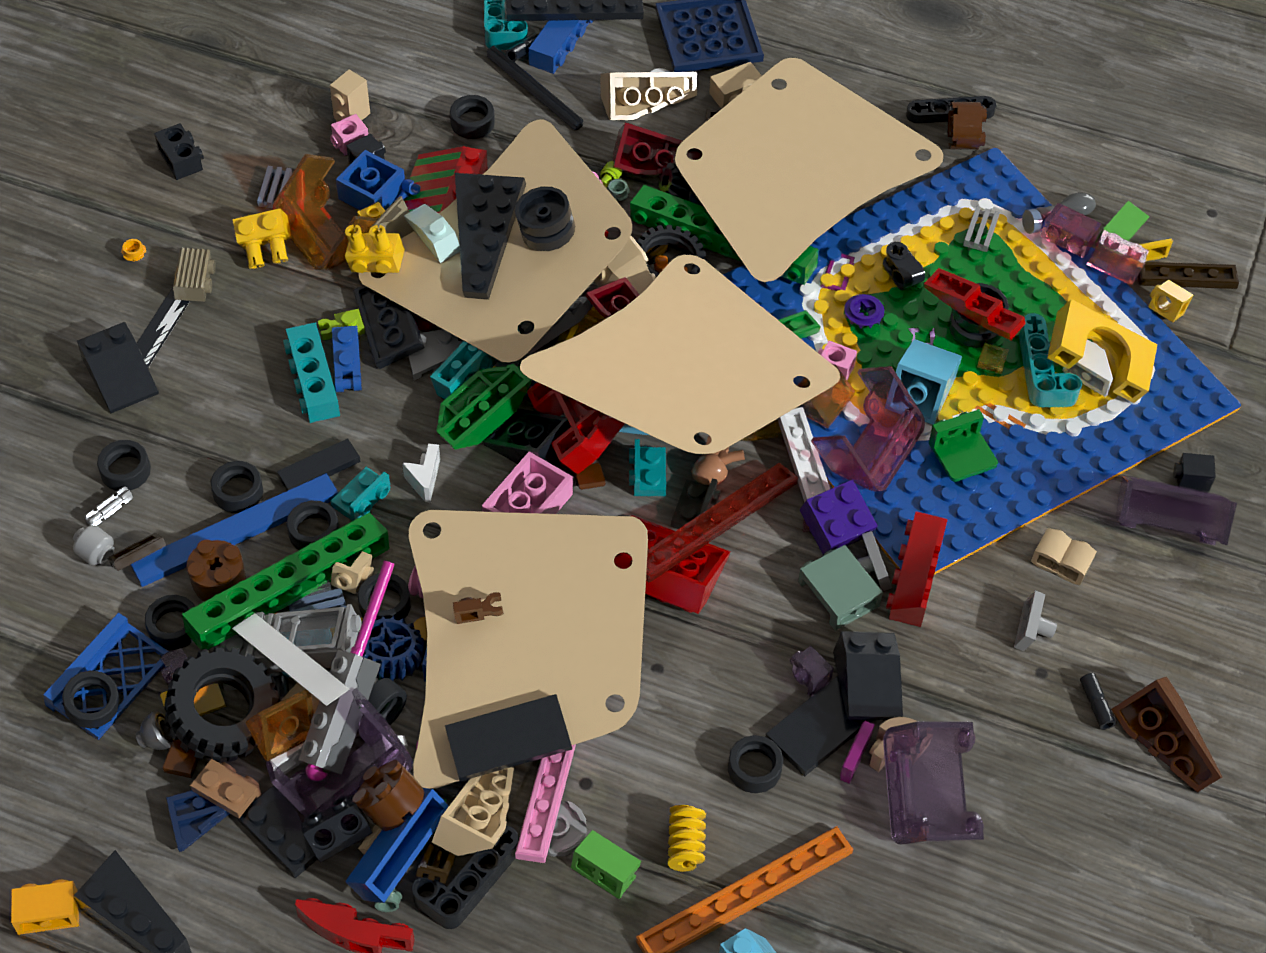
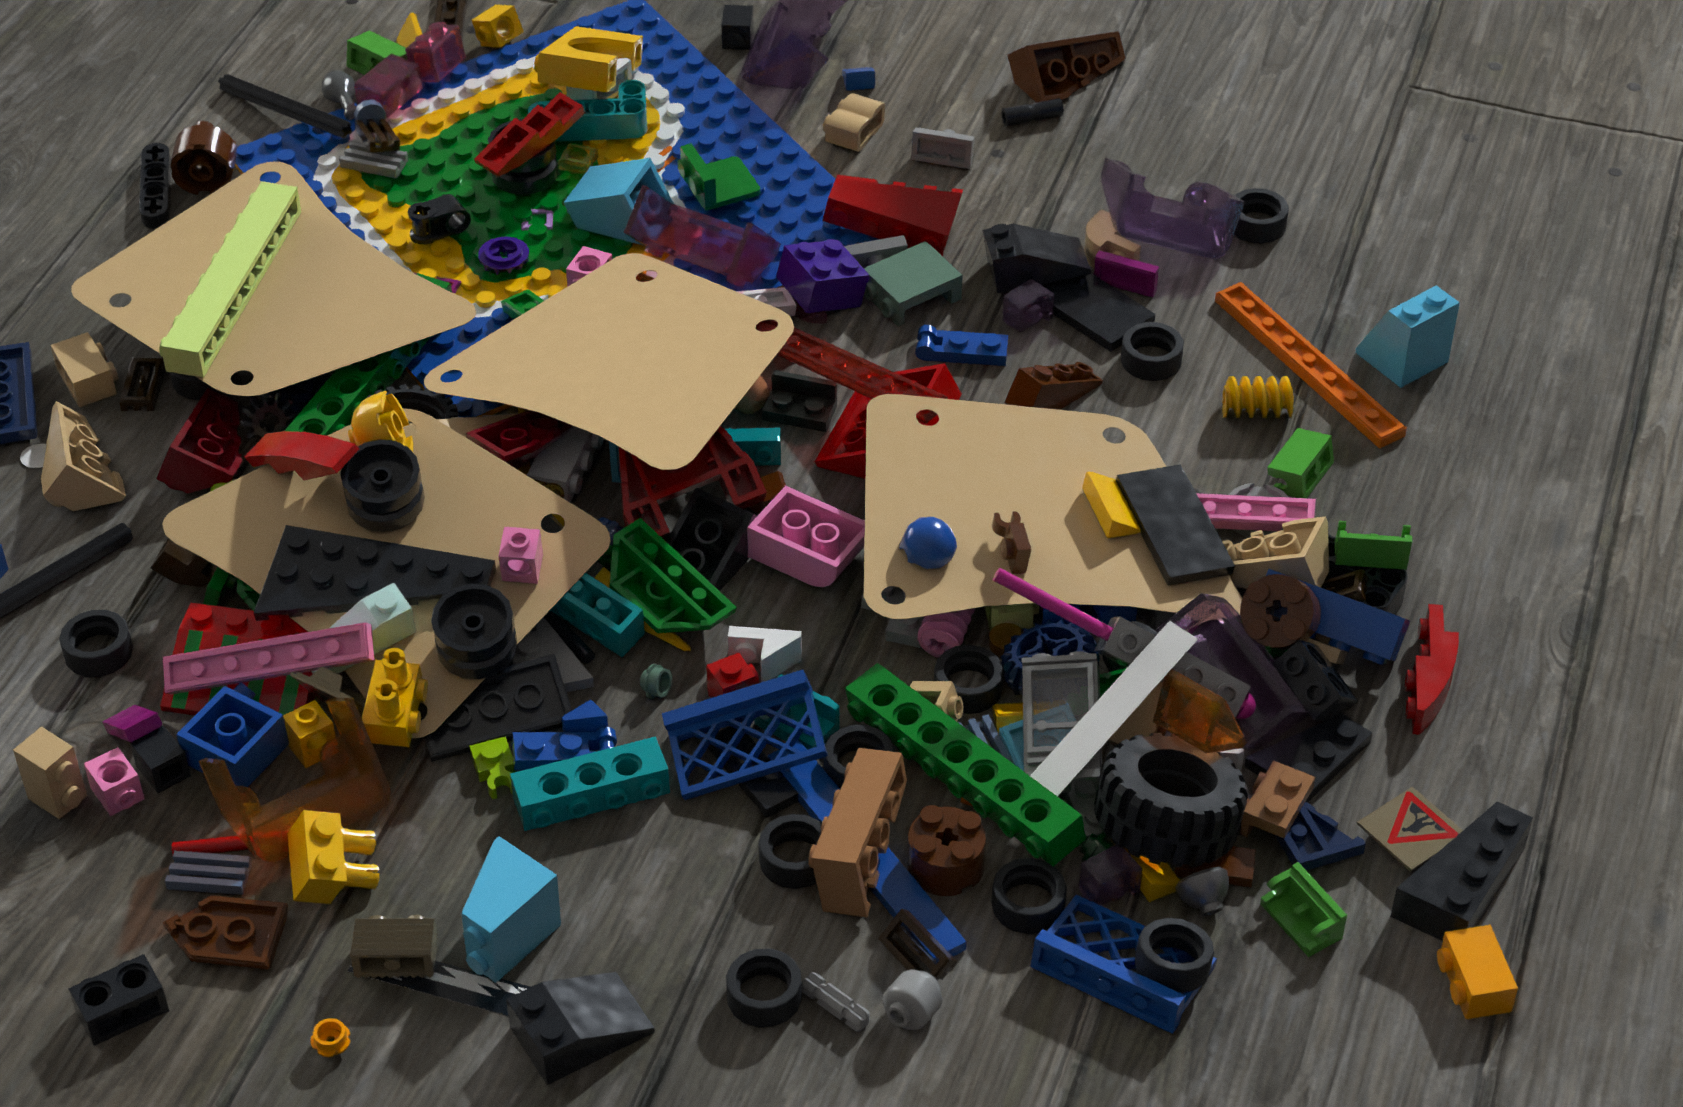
camera: 90 degrees left, 10 degrees down
(128, 800) = (1304, 910): none -> bright green hinge
(187, 883) = (1410, 828): none -> dark tan piece
(200, 321) = (508, 910): none -> medium azure slope
(224, 200) = (230, 931): none -> reddish brown tile
(228, 509) = (857, 831): none -> medium nougat wedge
(354, 450) = (731, 710): none -> blue fence
(369, 369) = (584, 718): none -> blue slope
(390, 450) = (730, 675): none -> red brick
(393, 136) = (132, 723): none -> magenta tile
(405, 410) = (656, 681): none -> sand green plate
(419, 284) = (474, 631): none -> black wheel
(420, 188) = (268, 658): none -> bright pink tile
(473, 886) = (1372, 549): none -> bright green hinge
(476, 550) = (929, 542): none -> blue hair
(485, 304) = (520, 555): none -> bright pink brick
(524, 686) = (1109, 505): none -> yellow slope
(573, 170) = (302, 452): none -> red slope
(595, 213) = (379, 418): none -> yellow cylinder
(707, 683) = (1051, 385): none -> reddish brown slope
(766, 625) = (961, 346): none -> blue plate
(791, 135) = (230, 280): none -> yellowish green brick
(957, 856) = (1266, 202): none -> black tyre
(1002, 222) = (383, 135): none -> dark brown tile
(1047, 173) = (285, 106): none -> black axle
(1139, 565) = (859, 78): none -> blue slope

